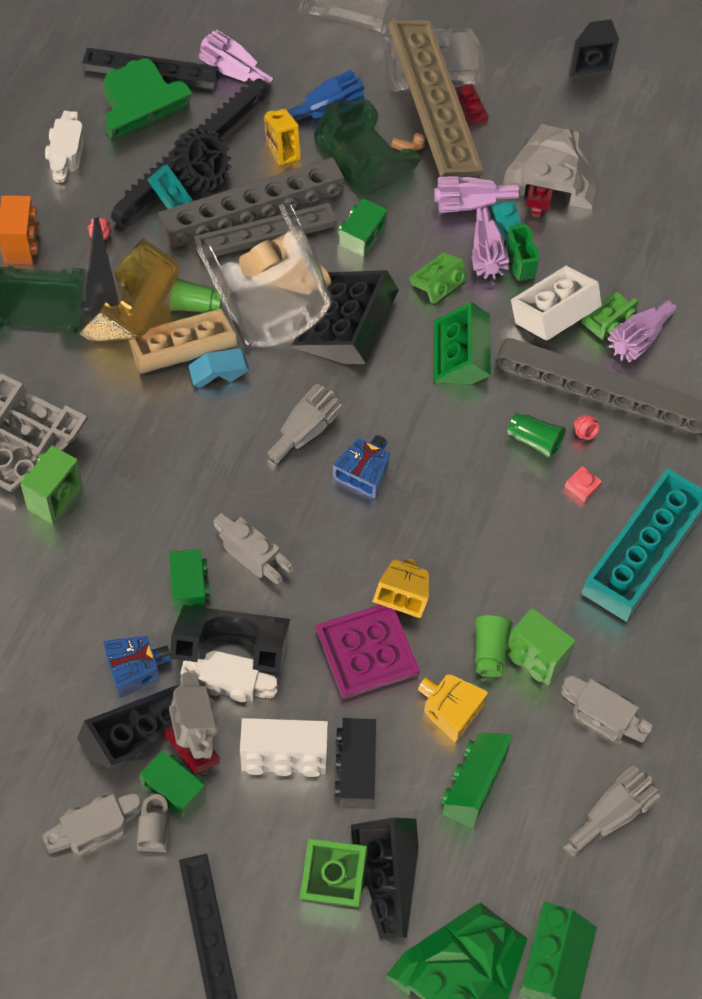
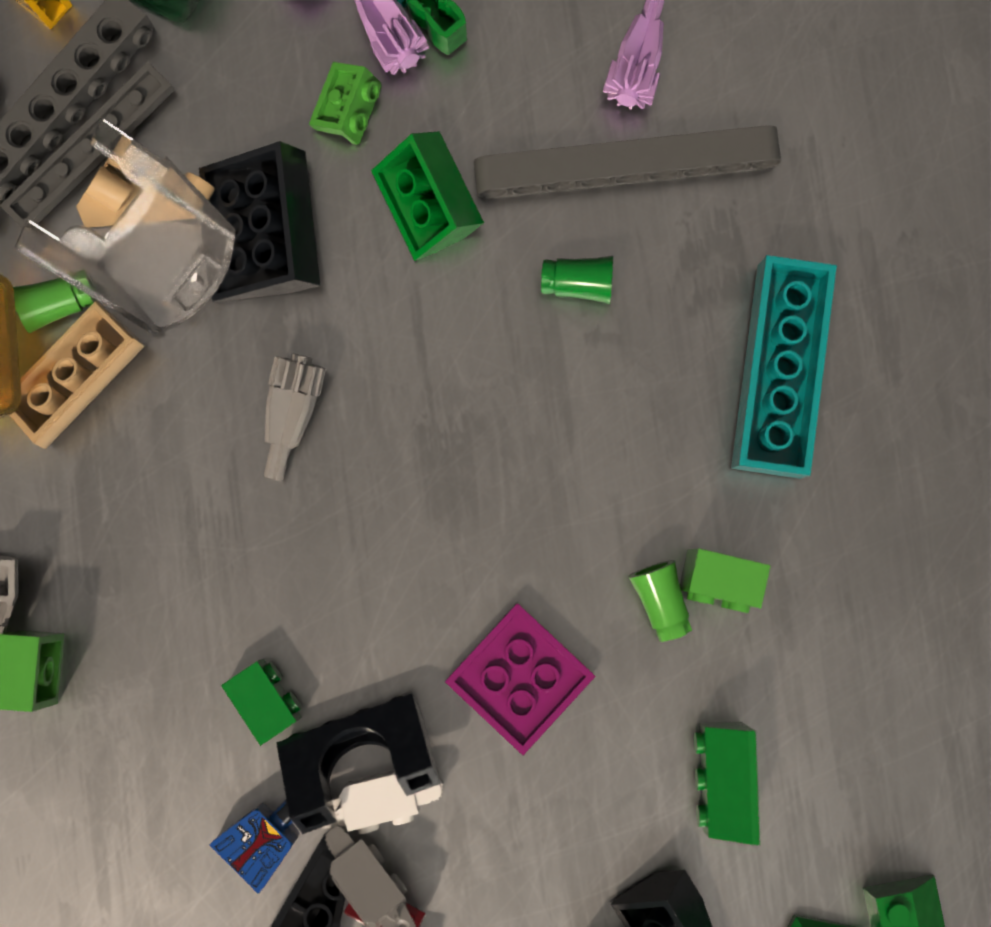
camera: 25 degrees left, 25 degrees up
(225, 364) = (138, 383): dark azure slope -> none
(251, 548) = (315, 621): light grey hinge -> none
(283, 746) = (491, 866): white brick -> none
(356, 763) = (580, 830): black brick -> none
(362, 226) = (209, 76): green brick -> none
(363, 465) = (391, 431): blue torso -> none
(404, 588) = (525, 580): yellow torso -> none
(452, 703) = (653, 697): yellow torso -> none
(556, 302) = (517, 72): white brick -> none
(583, 484) = (665, 315): coral plate -> none
(586, 427) = (633, 234): coral plate -> none
(605, 710) = (830, 613): light grey hinge -> none
(612, 313) = (587, 51): bright green bracket -> none
(618, 806) = (899, 728): light grey piece -> none

